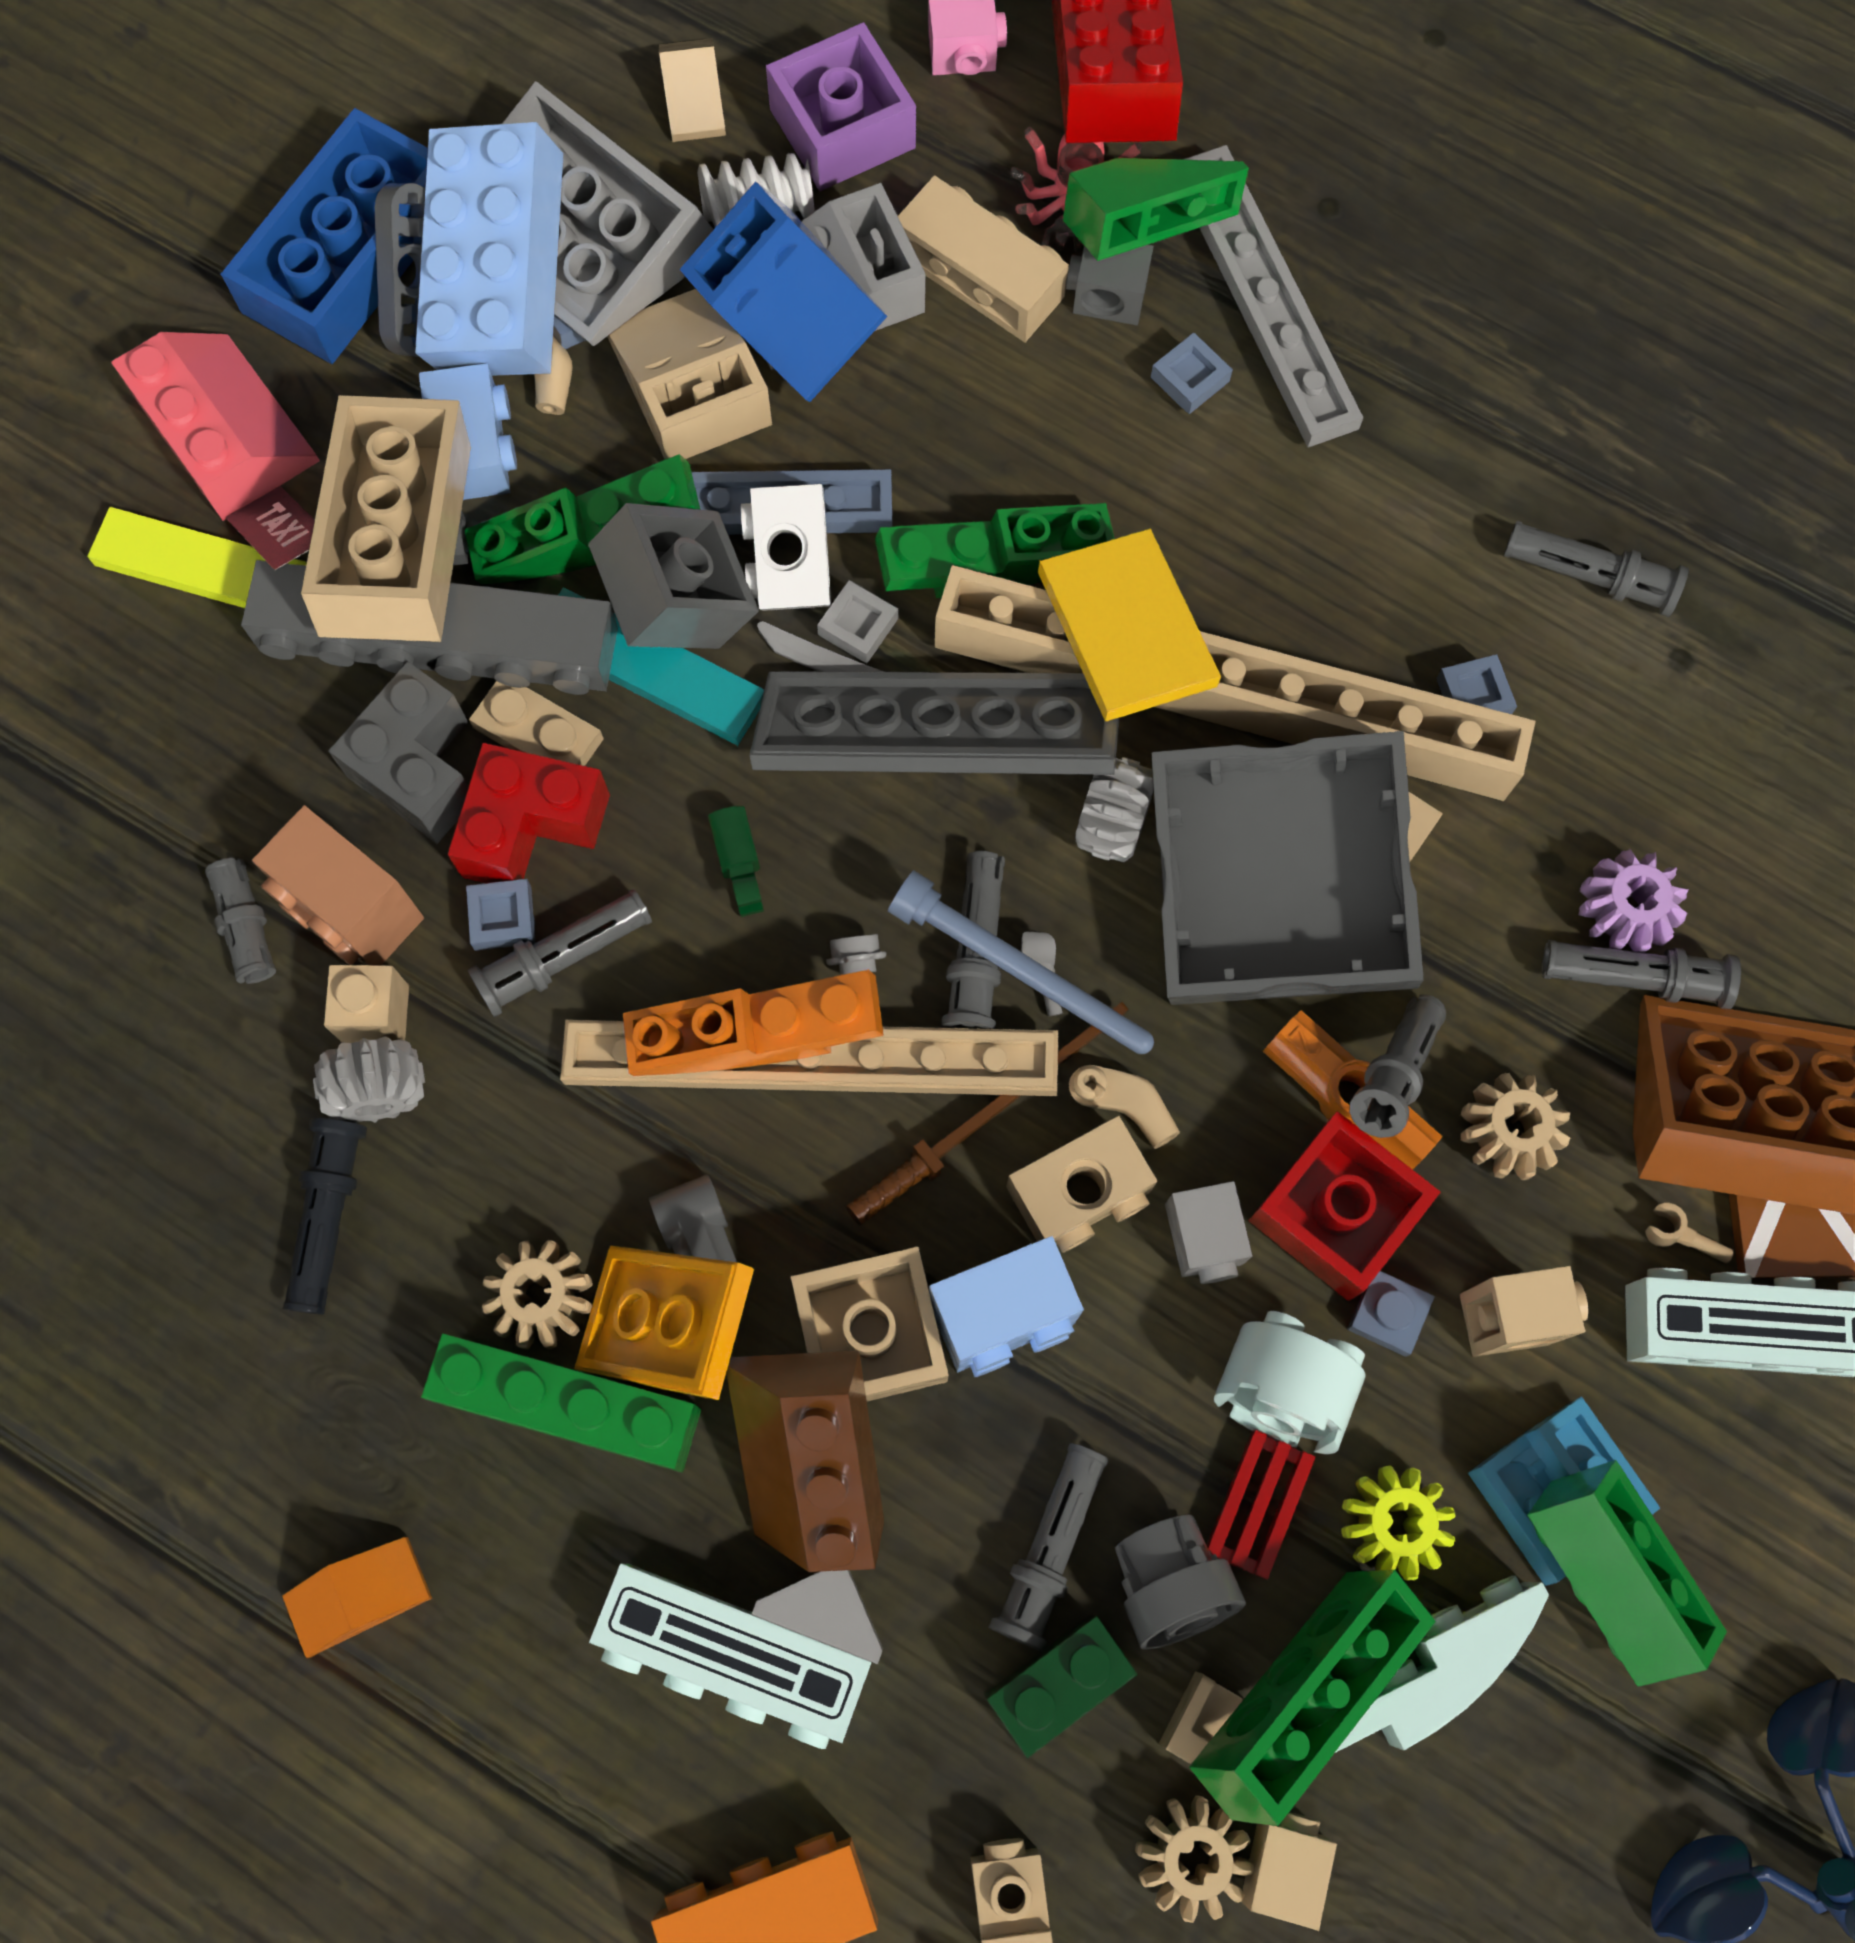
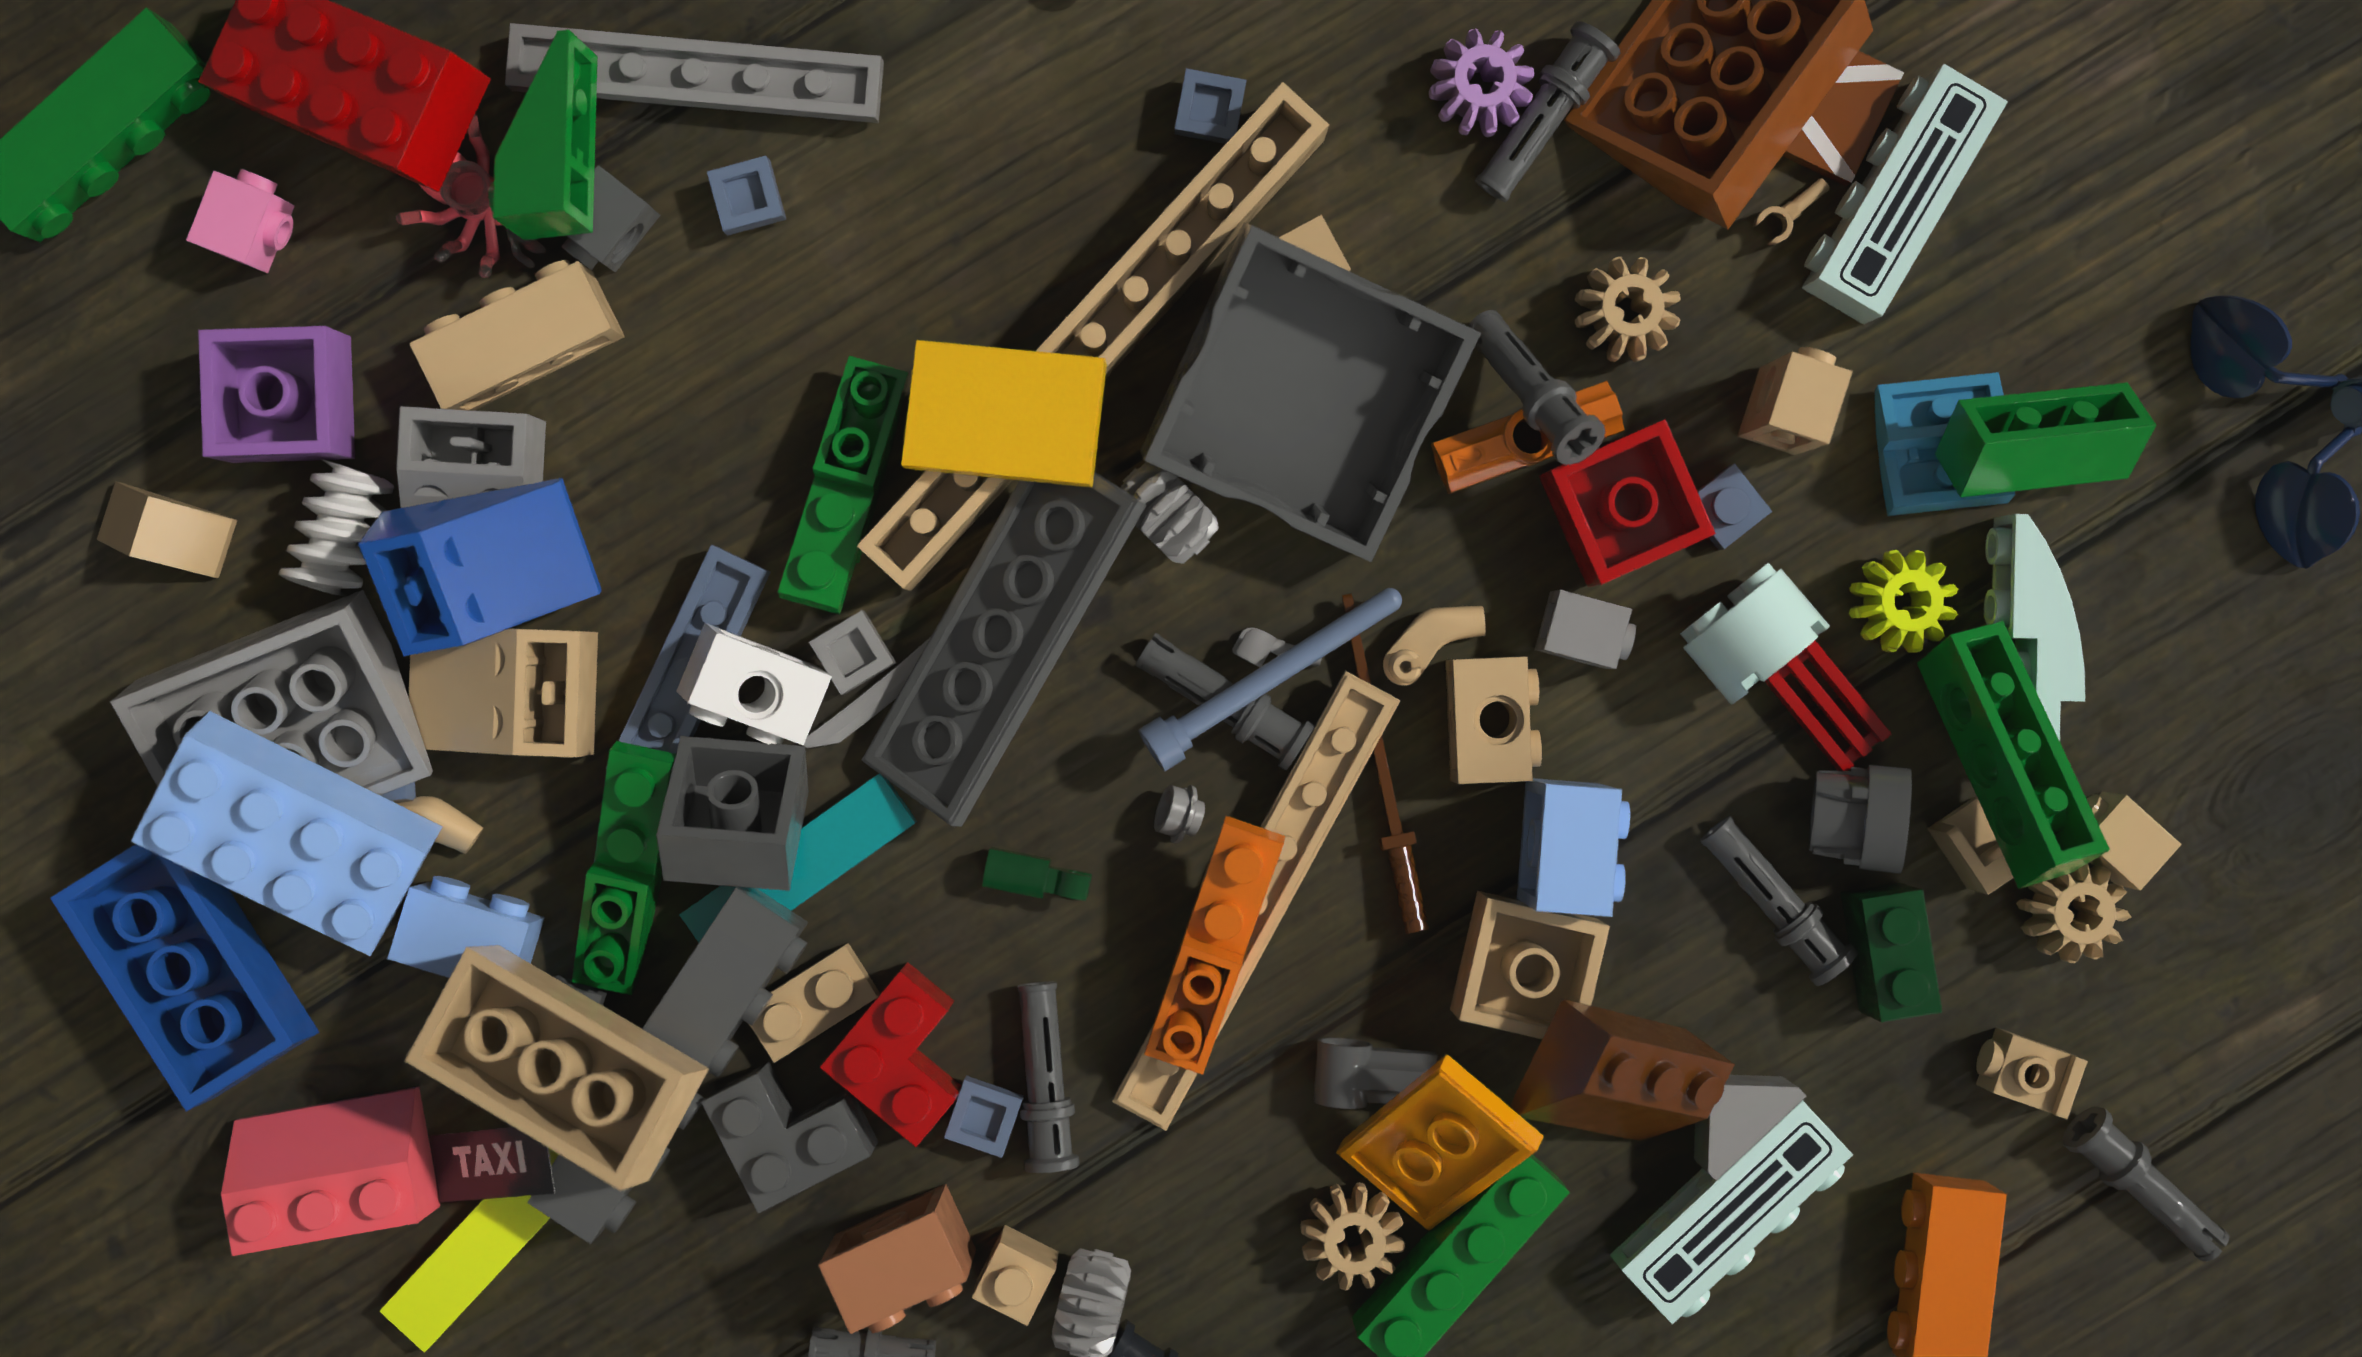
camera: 65 degrees left, 15 degrees up
(389, 251) = (237, 929): dark grey beam -> none

